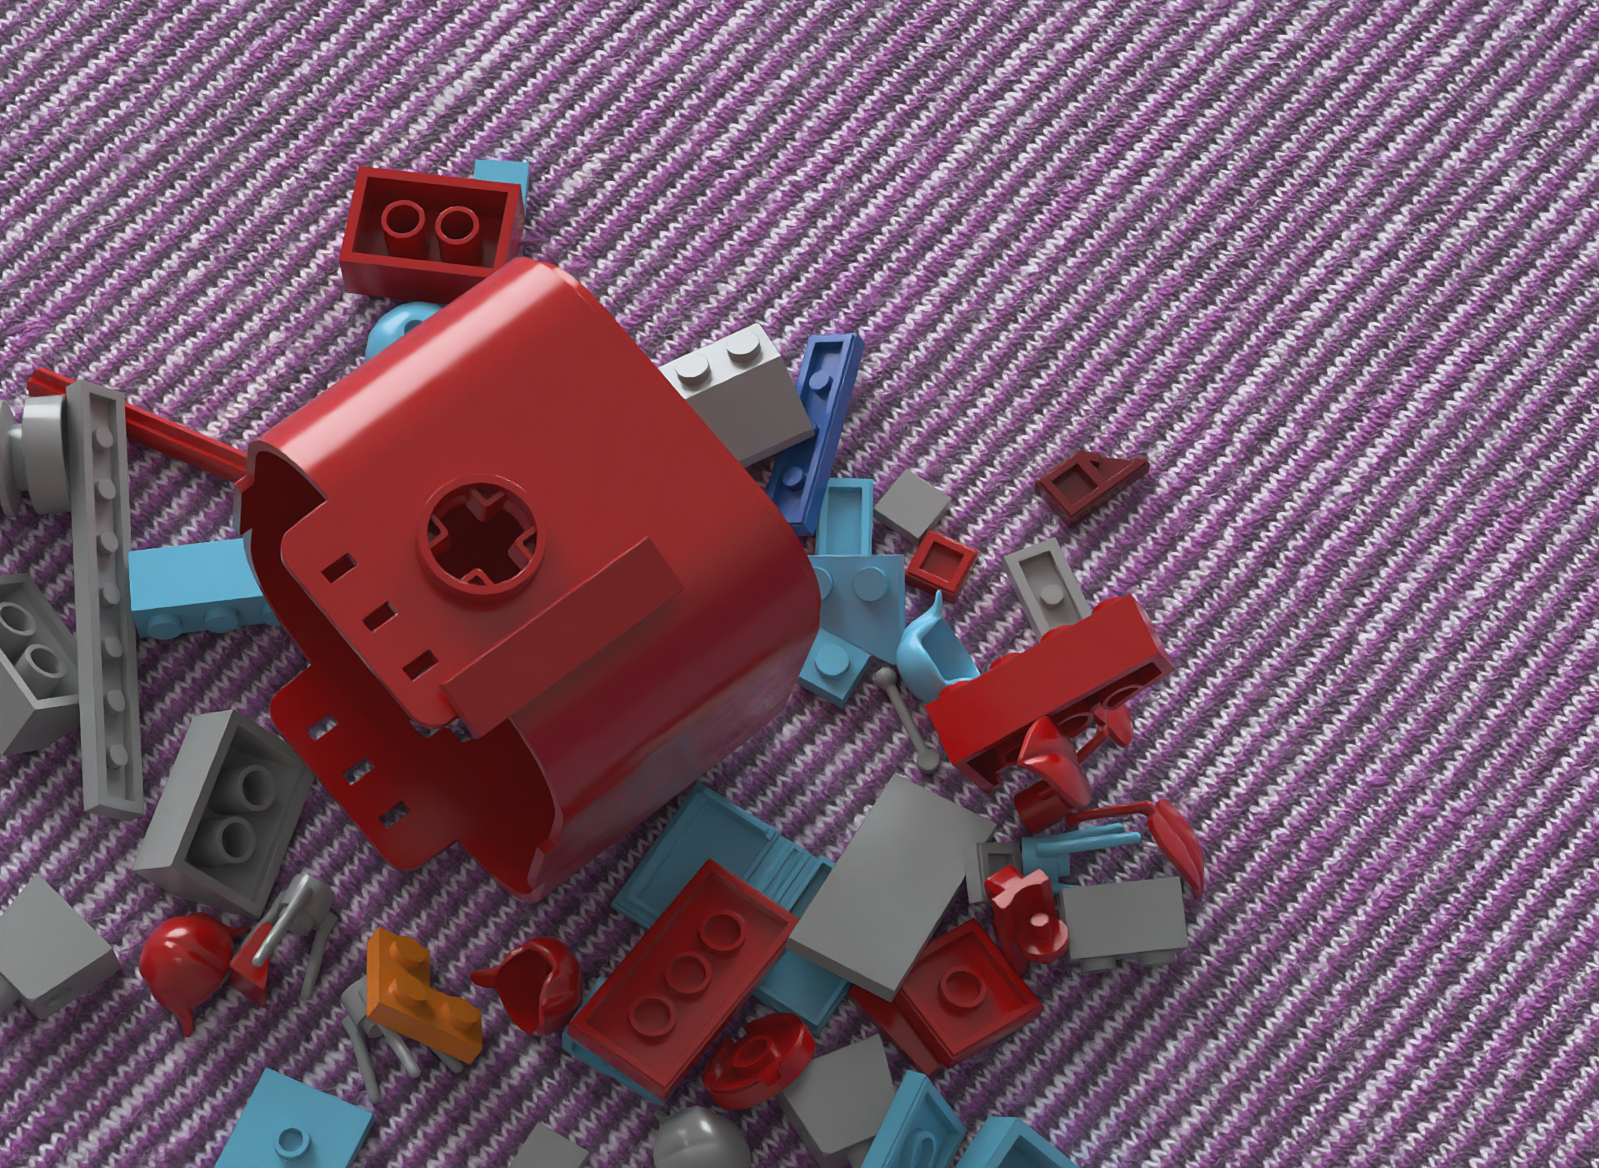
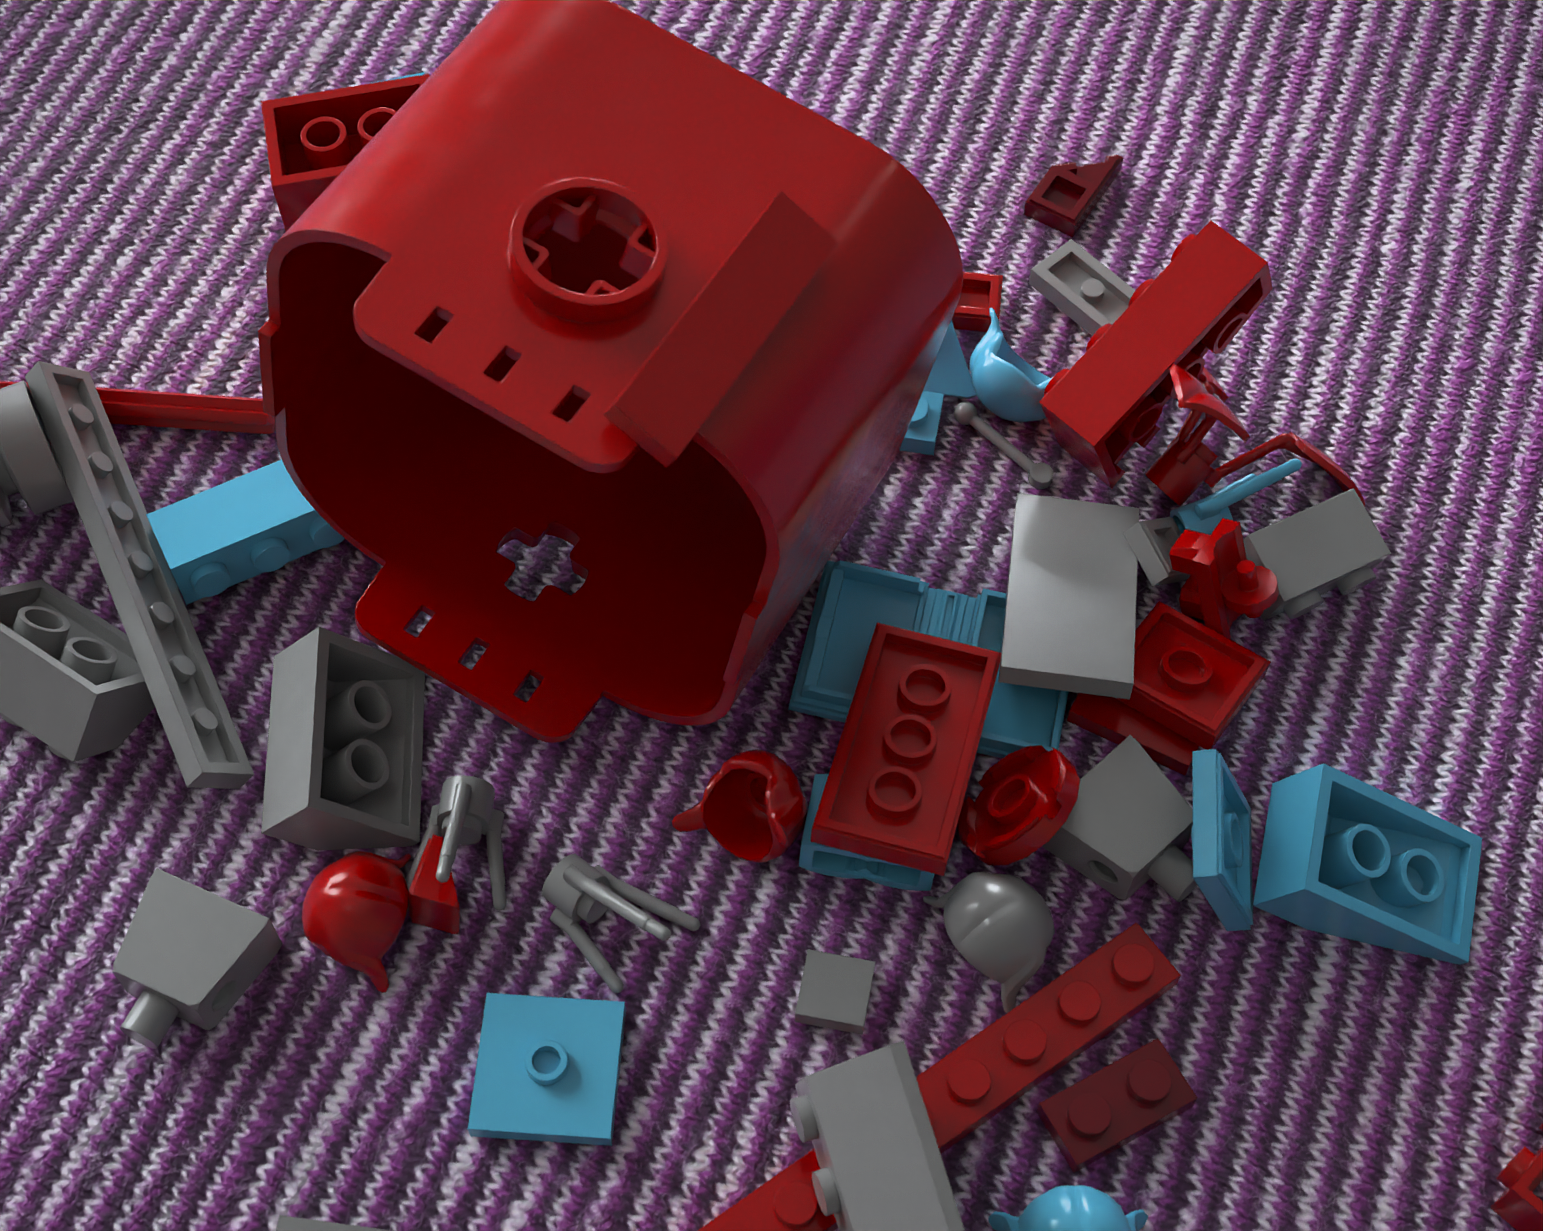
camera: 20 degrees left, 5 degrees down
(404, 1001) = (619, 868): orange plate -> none

